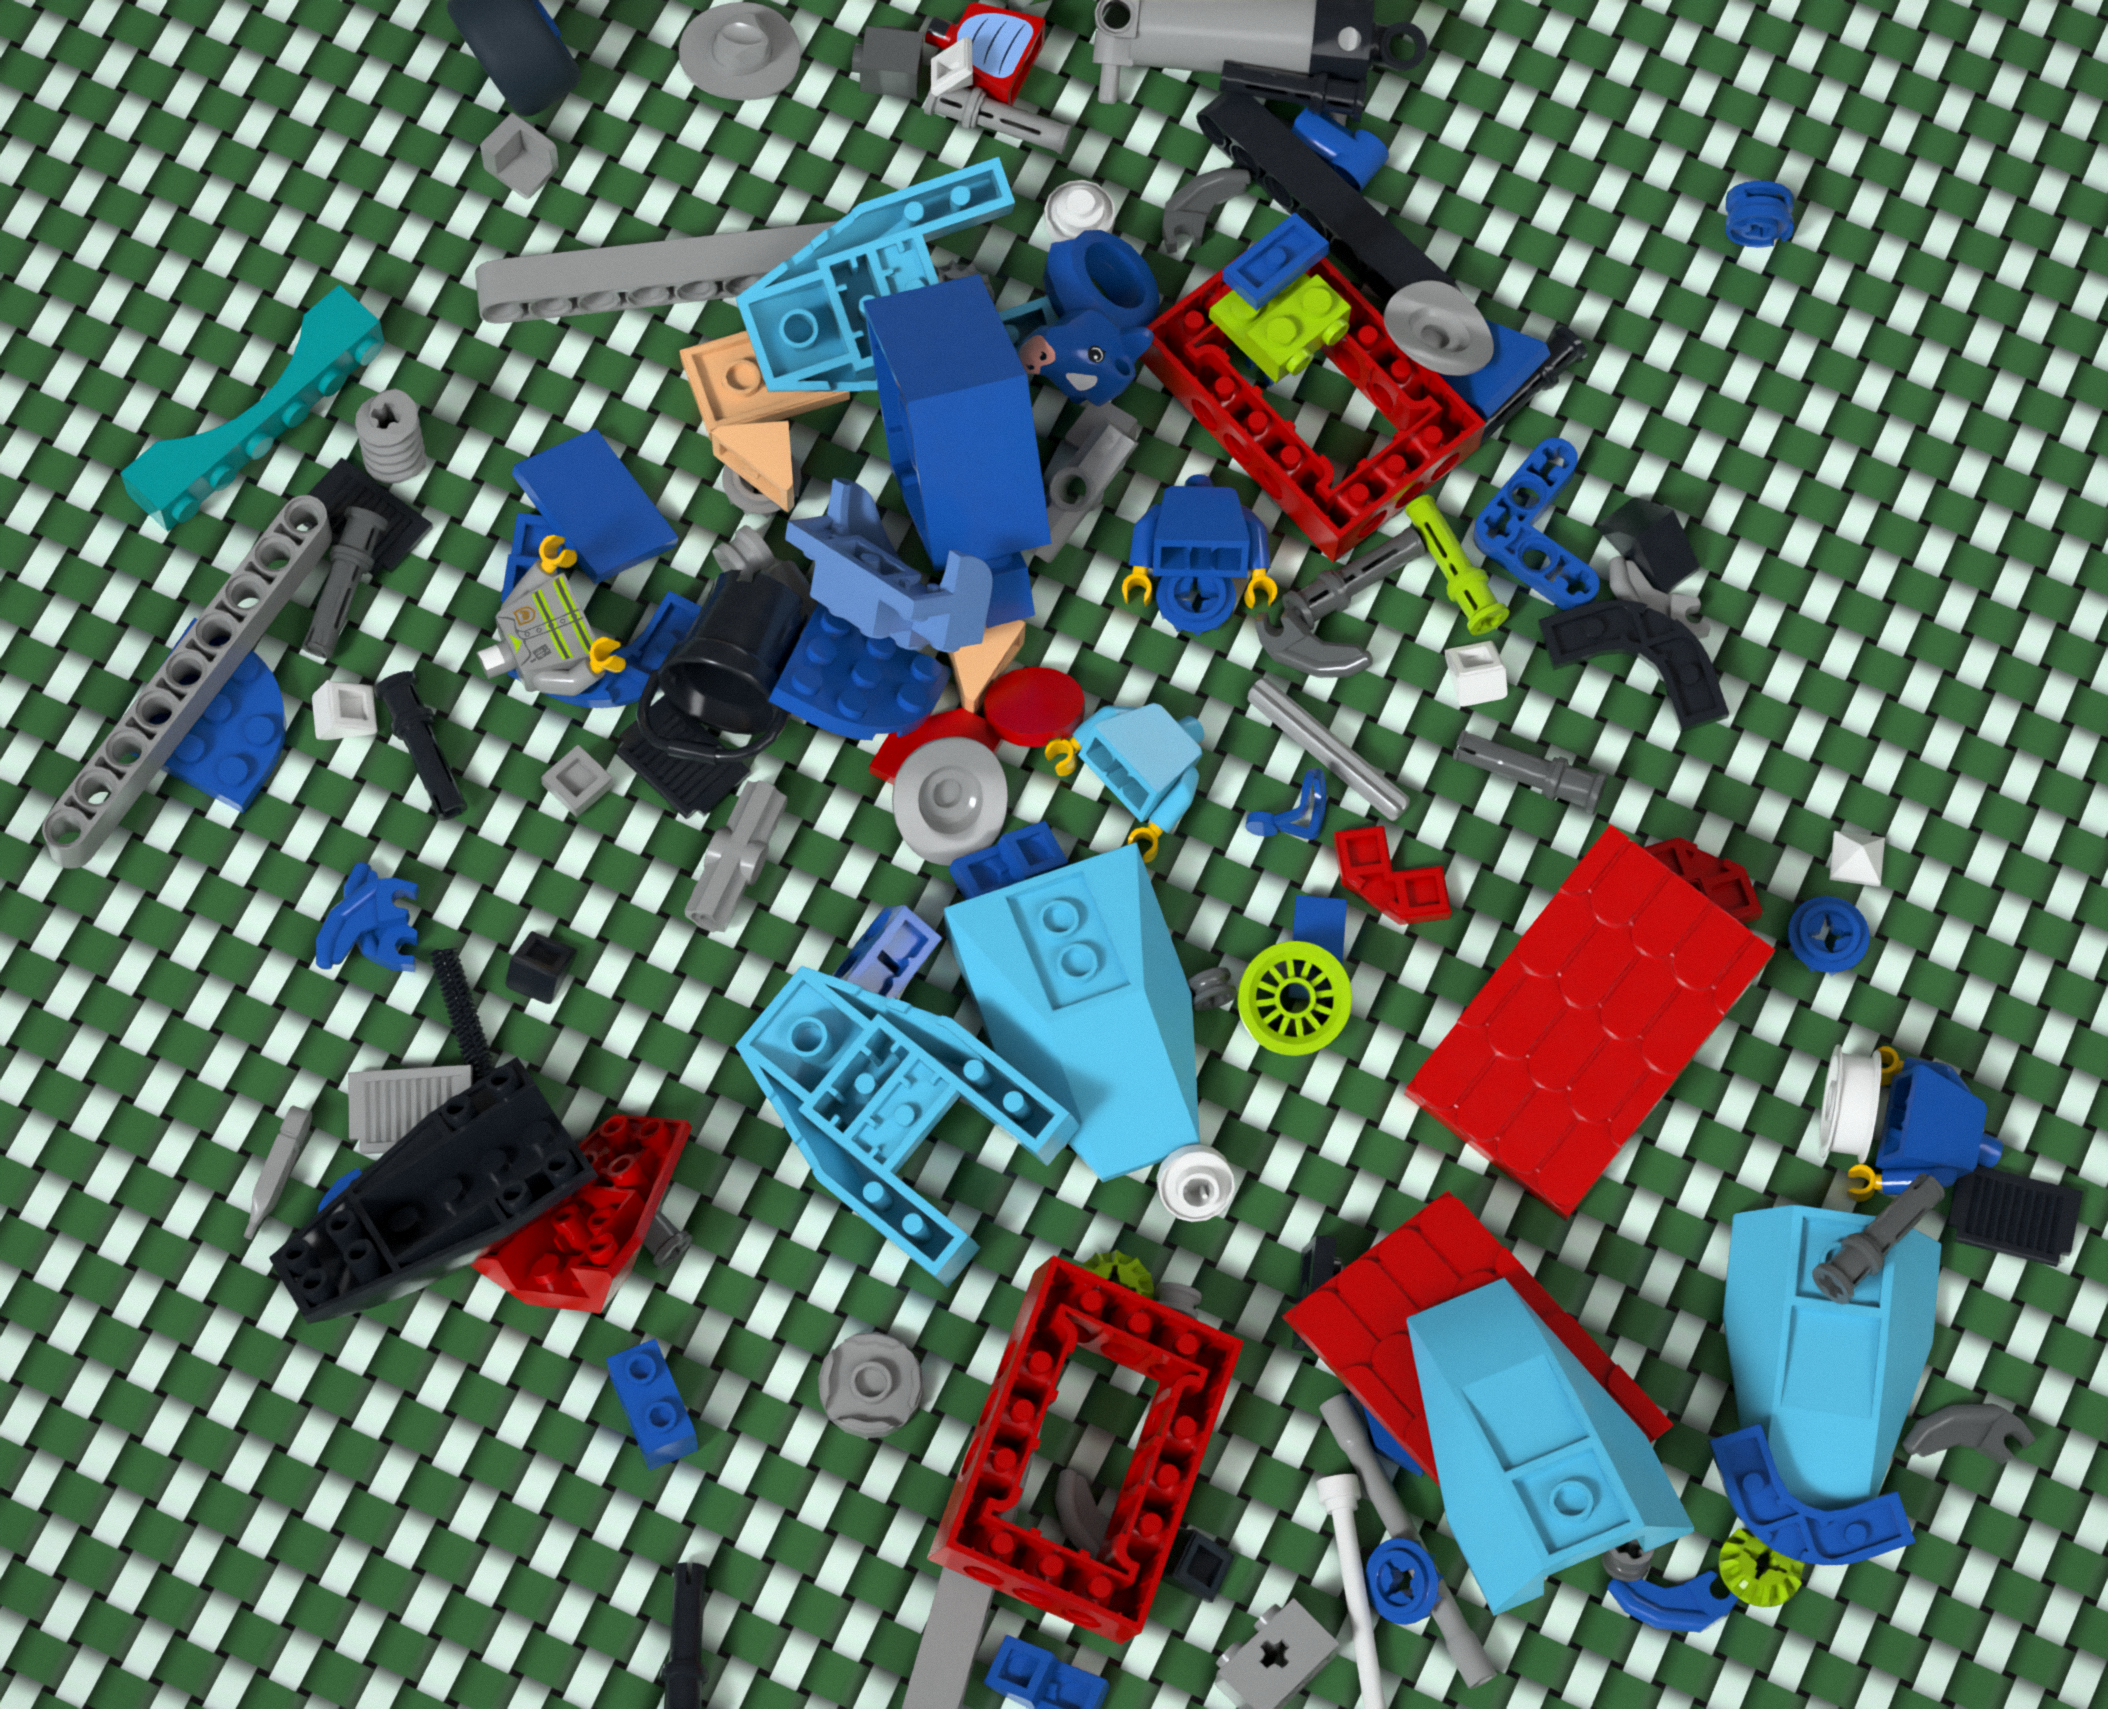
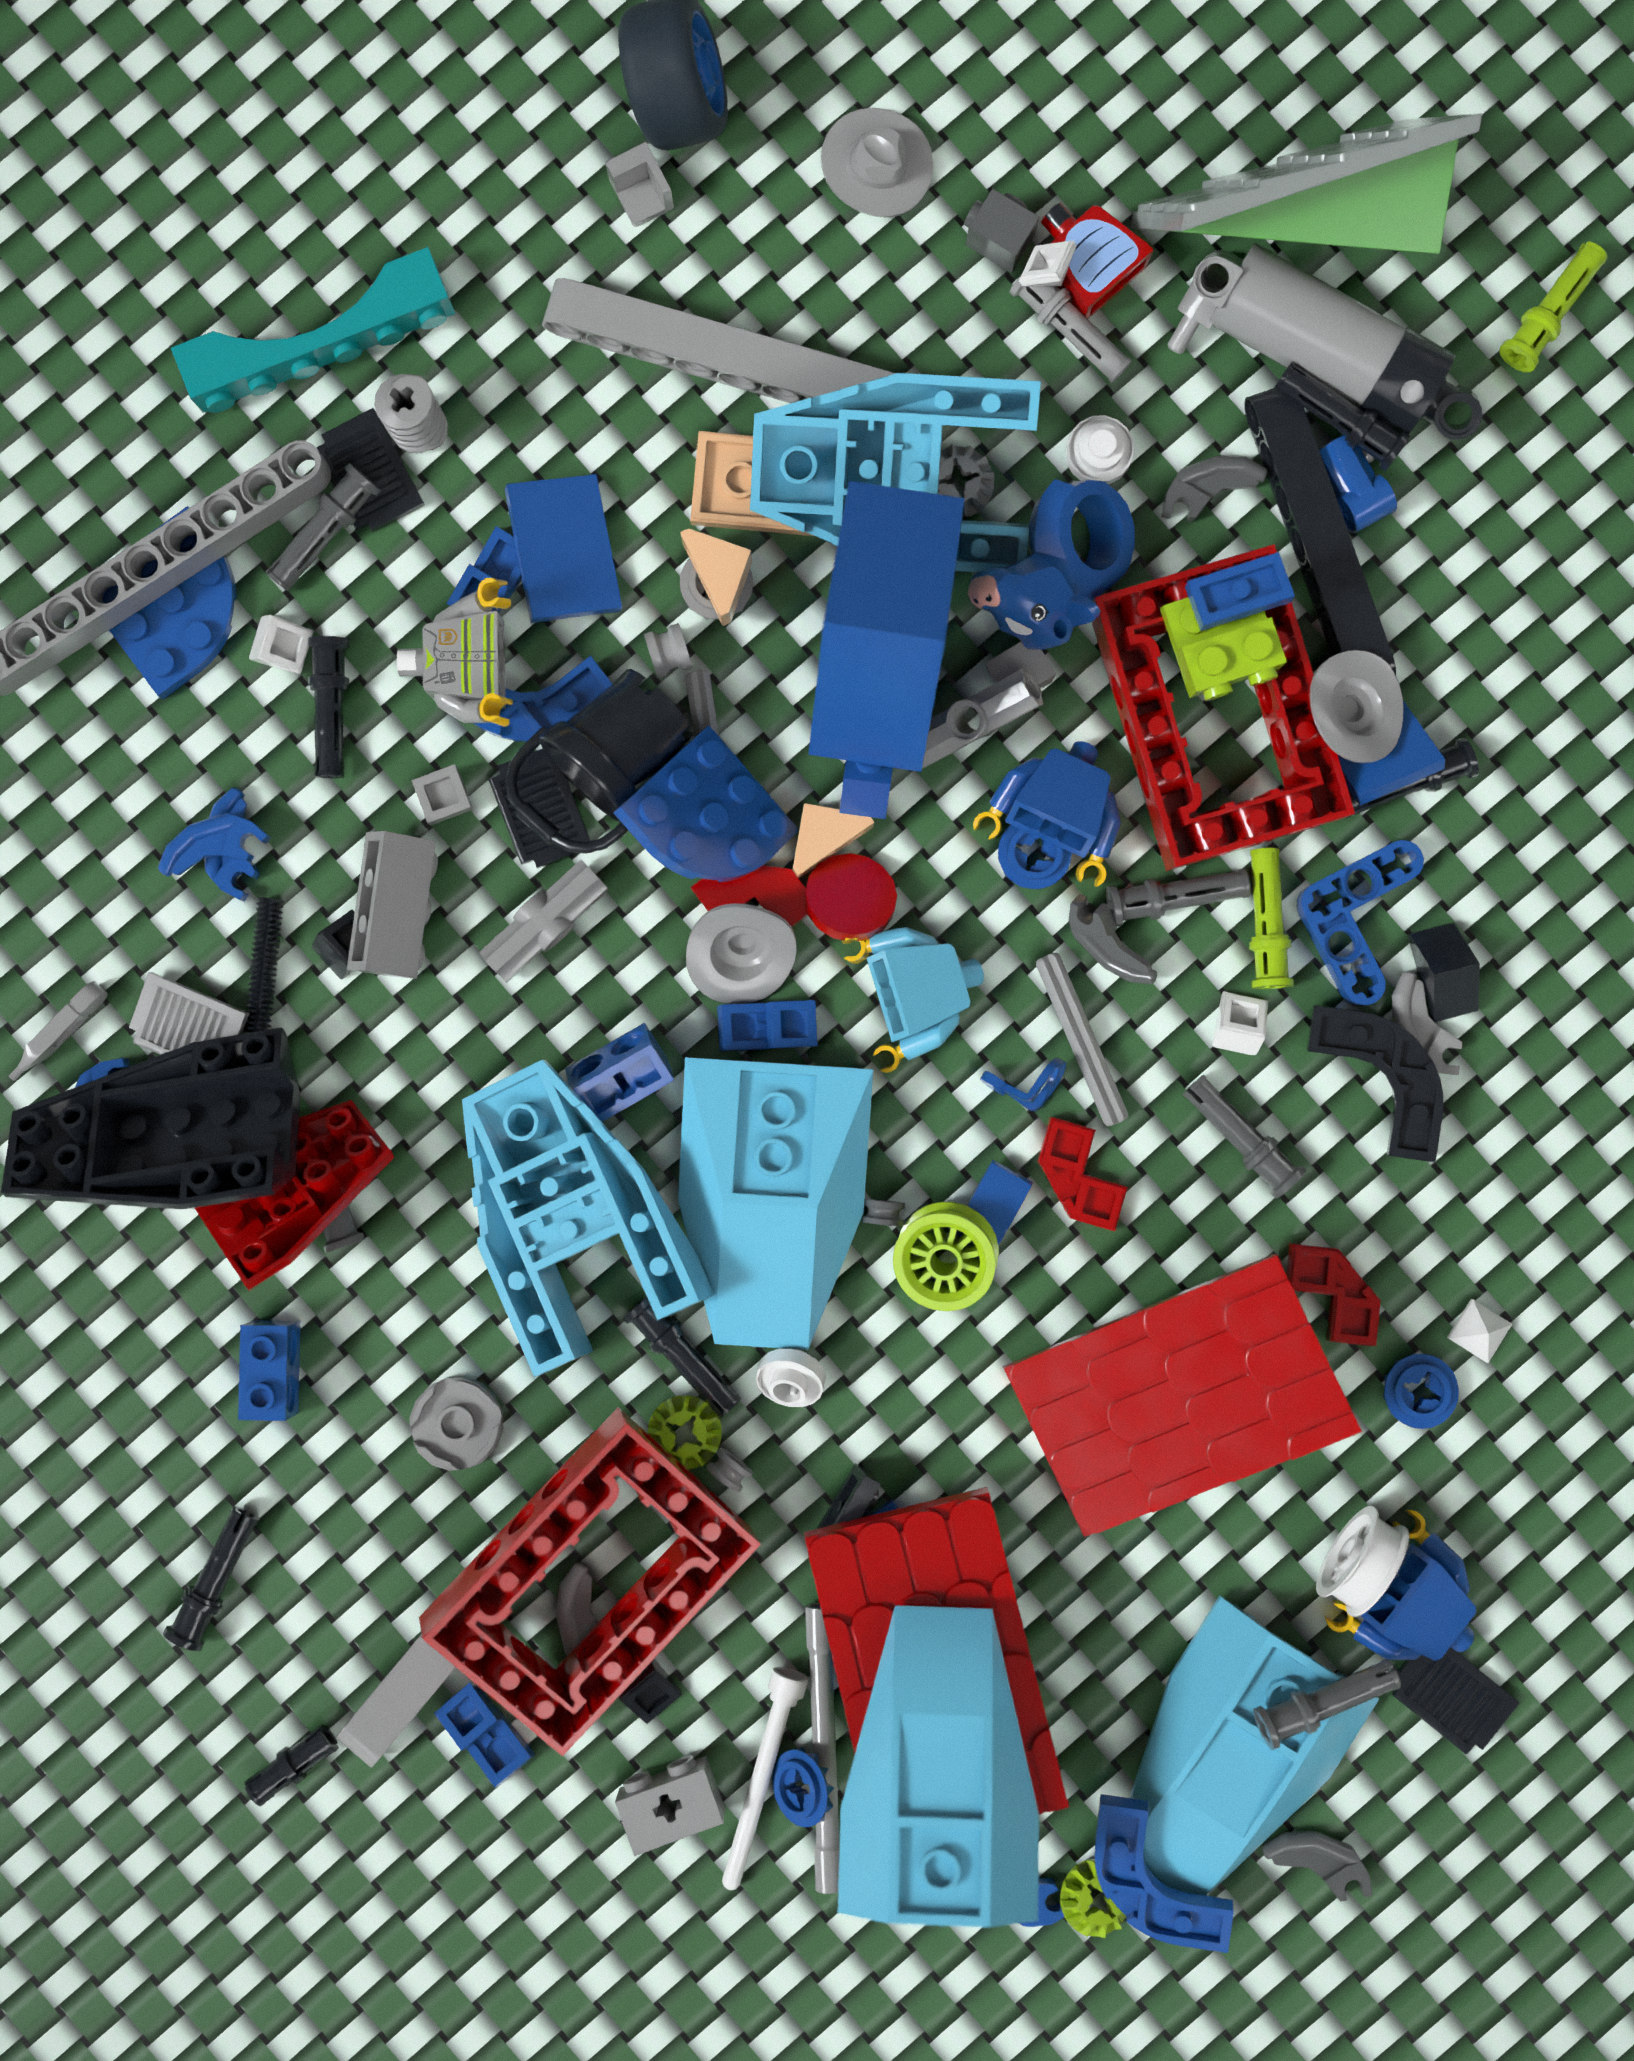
camera: 30 degrees right, 20 degrees up
(575, 899) = (392, 905): none -> light grey brick
(871, 586) = (759, 737): medium blue piece -> none
(1050, 1203) = (668, 1338): none -> black pin

